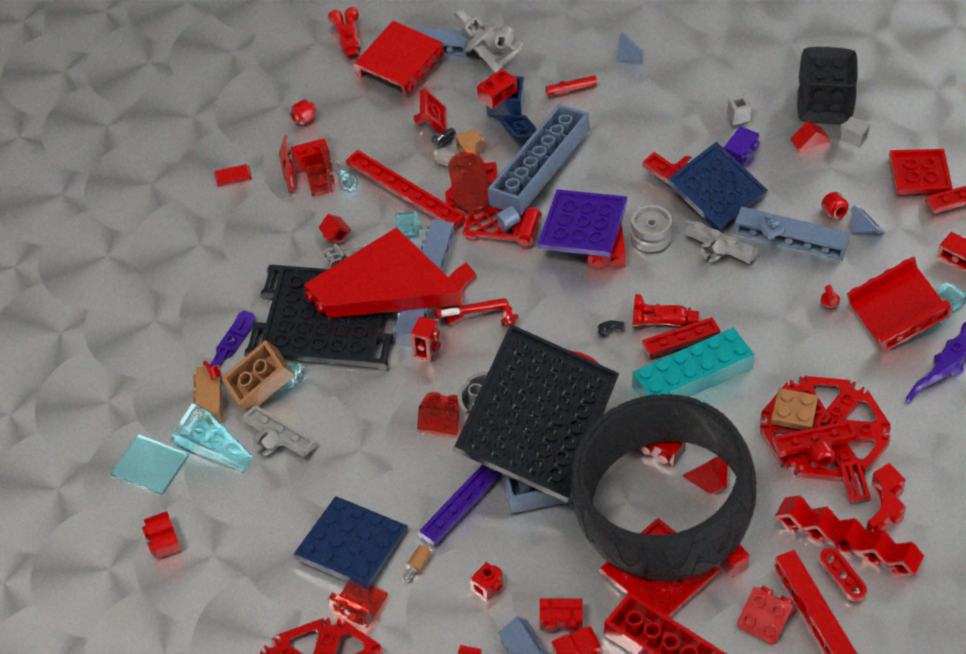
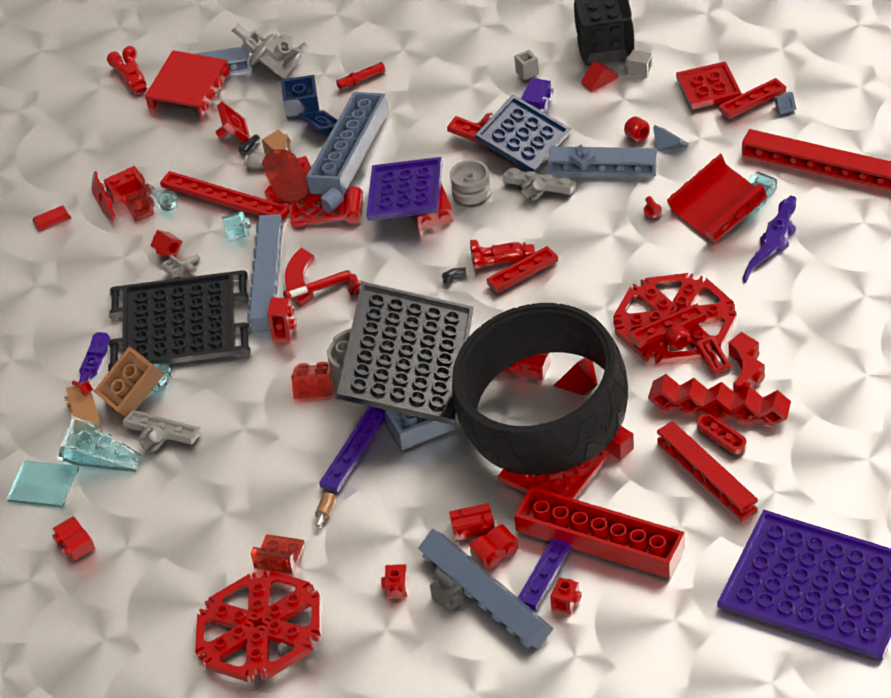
camera: 10 degrees left, 5 degrees down
(303, 112) = (106, 148): red head -> none
(350, 542) = (257, 506): dark blue plate -> none
(382, 278) = (226, 274): red slope -> none
(487, 581) = (395, 509): red brick -> none
(497, 88) = (291, 88): red brick -> none
(628, 51) = (408, 35): sand blue slope -> none
(696, 367) = (553, 283): teal brick -> none
(765, 614) = (660, 480): red bracket -> none
(794, 409) = (643, 306): medium nougat plate -> none

